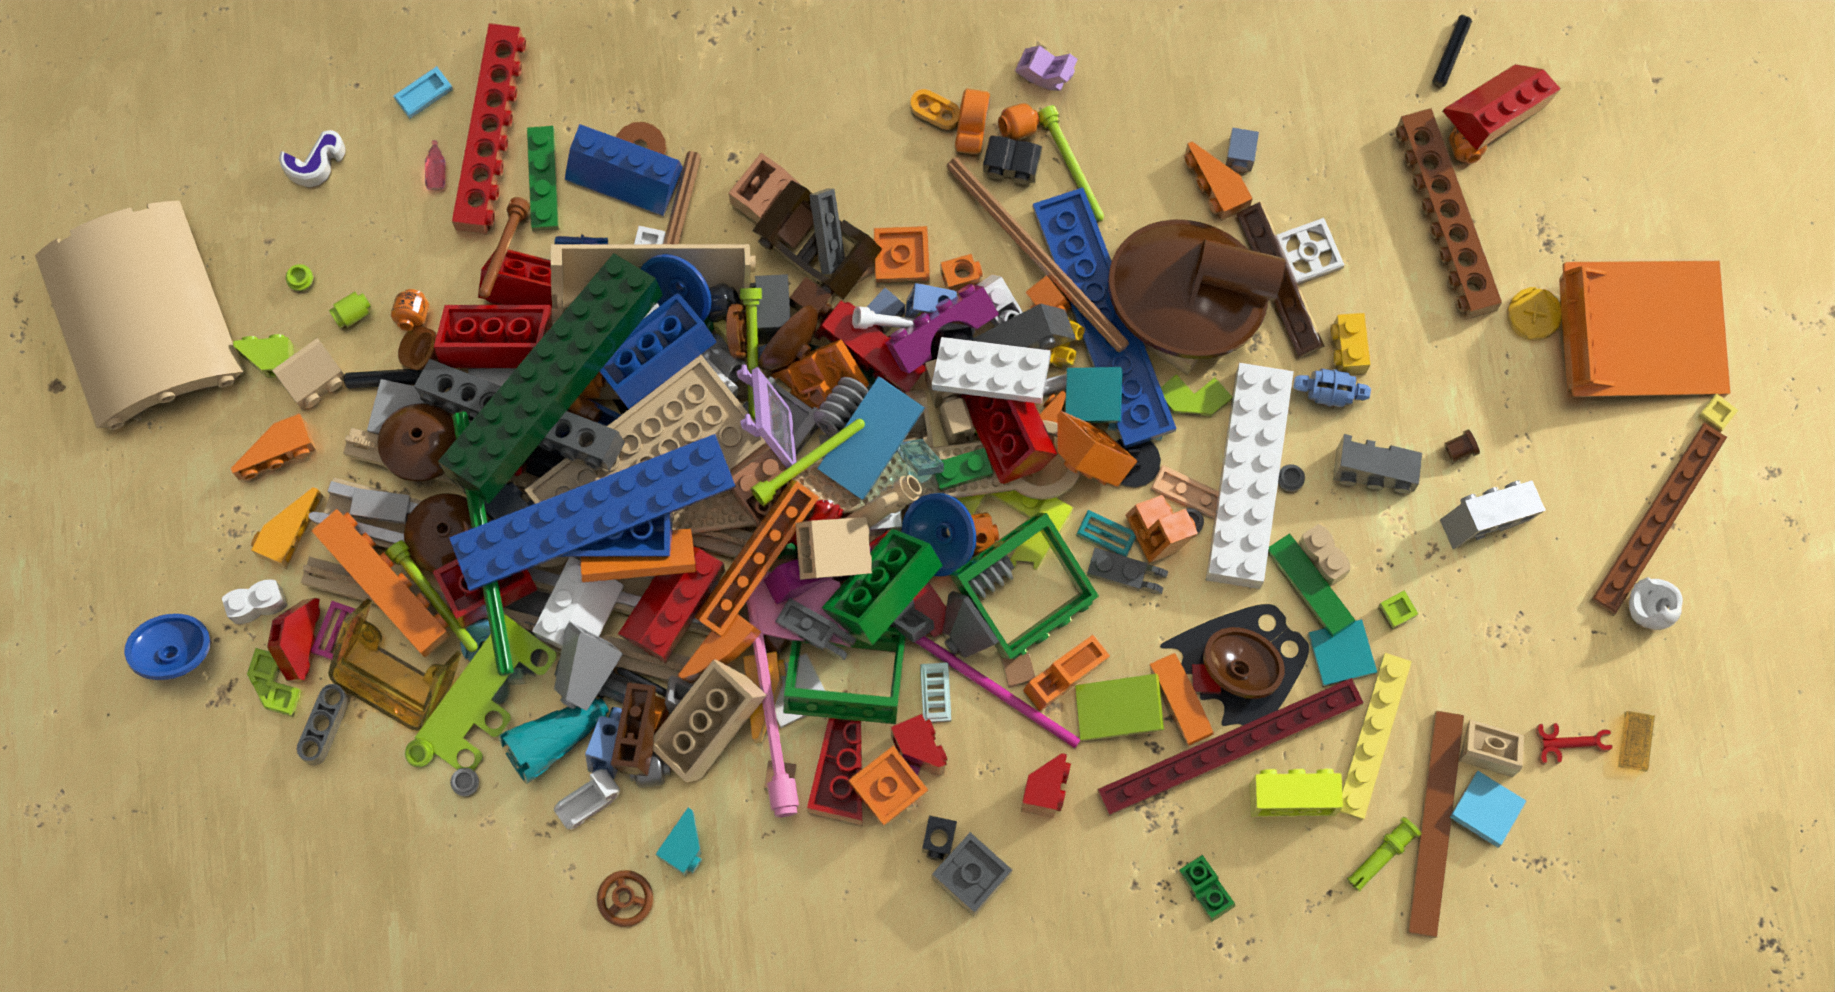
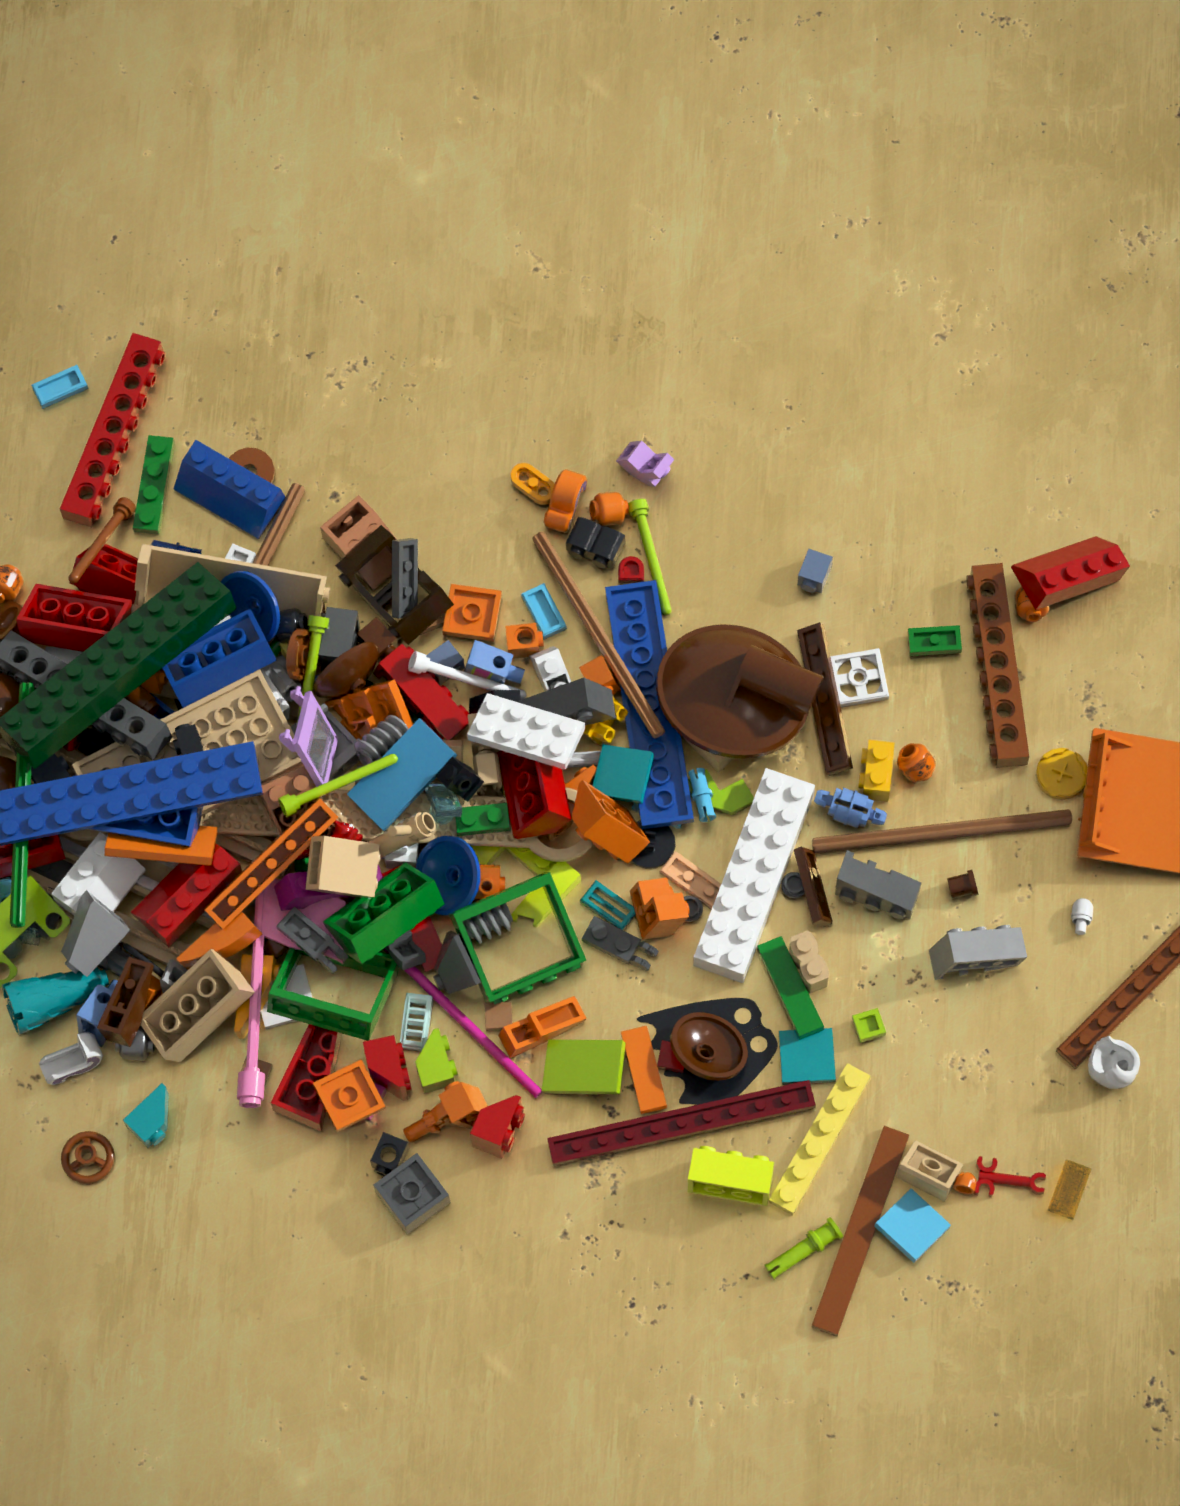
camera: 15 degrees right, 5 degrees down
(434, 168) = (55, 458): clear pink piece -> none
(643, 444) = (187, 739): none -> black brick
(913, 346) = (459, 696): magenta arch -> none
(933, 432) = (460, 778): none -> black brick
(964, 734) = (433, 1064): none -> lime slope
(973, 239) = (543, 611): none -> medium azure tile
(1003, 772) = (458, 1106): none -> orange brick
(1054, 182) = (630, 570): none -> red tile
(1179, 402) = (702, 795): none -> medium azure pin
(1207, 888) = (630, 1249): green slope -> none
(1223, 185) = (788, 599): orange slope -> none
(1311, 476) = (813, 886): none -> reddish brown tile
(1378, 199) = (934, 640): none -> green plate
(1388, 329) = (916, 762): none -> orange head
(1427, 395) = (942, 831): none -> medium nougat axle
(1452, 50) = (1038, 513): black axle -> none
(1532, 755) = (965, 1183): none -> orange hinge
(1587, 455) = (1081, 915): none -> white cylinder

